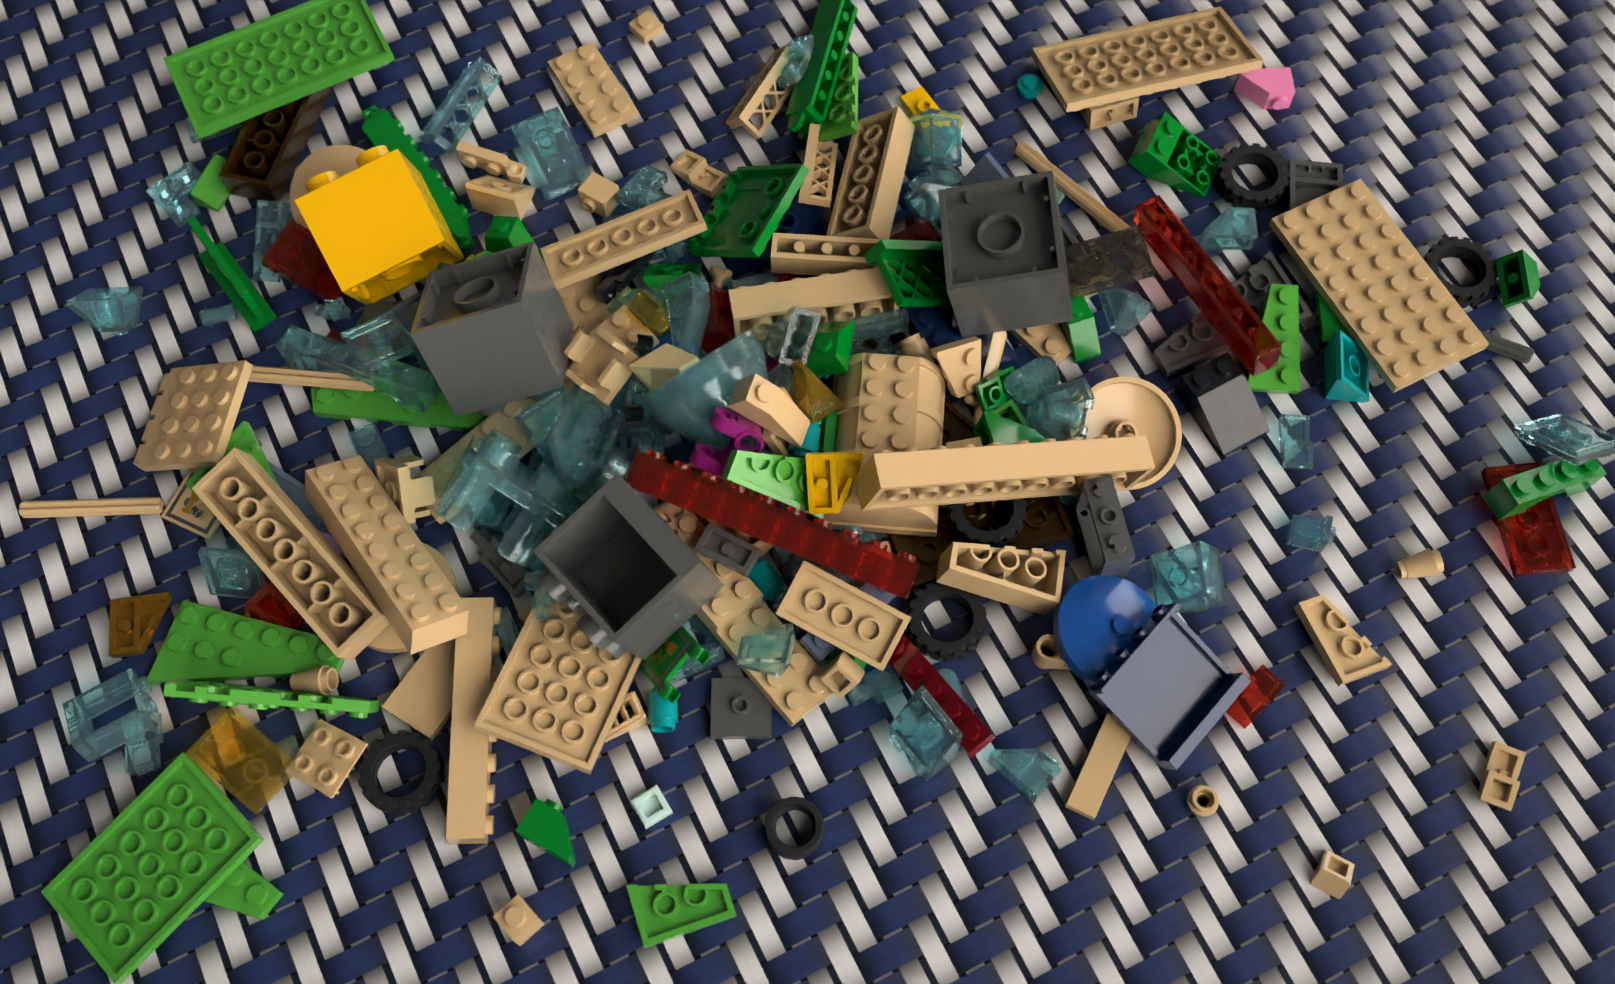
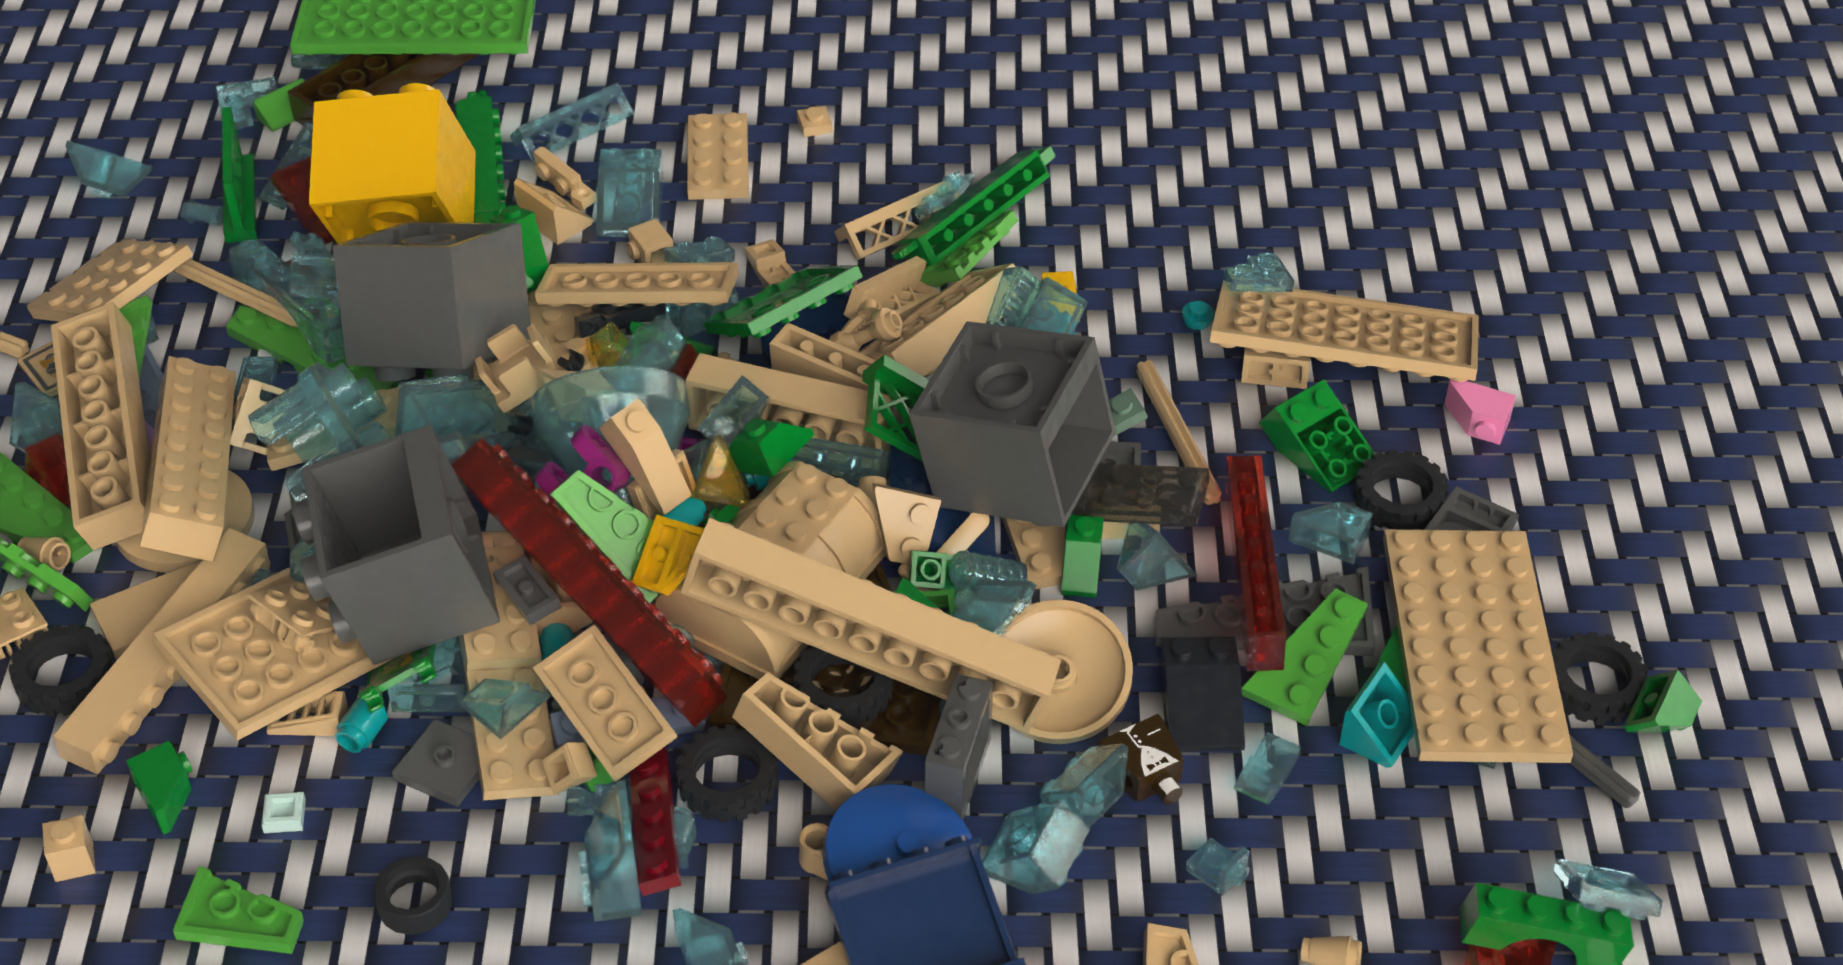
camera: 25 degrees right, 20 degrees down
(565, 648) = (291, 614): none -> tan hinge
(844, 204) = (869, 325): none -> tan piece
(912, 137) = (1024, 286): none -> clear light blue slope
(1058, 35) = (1260, 274): none -> clear light blue plate
(1196, 514) = (1090, 782): none -> clear light blue slope
(1218, 476) = (1152, 760): none -> dark brown torso

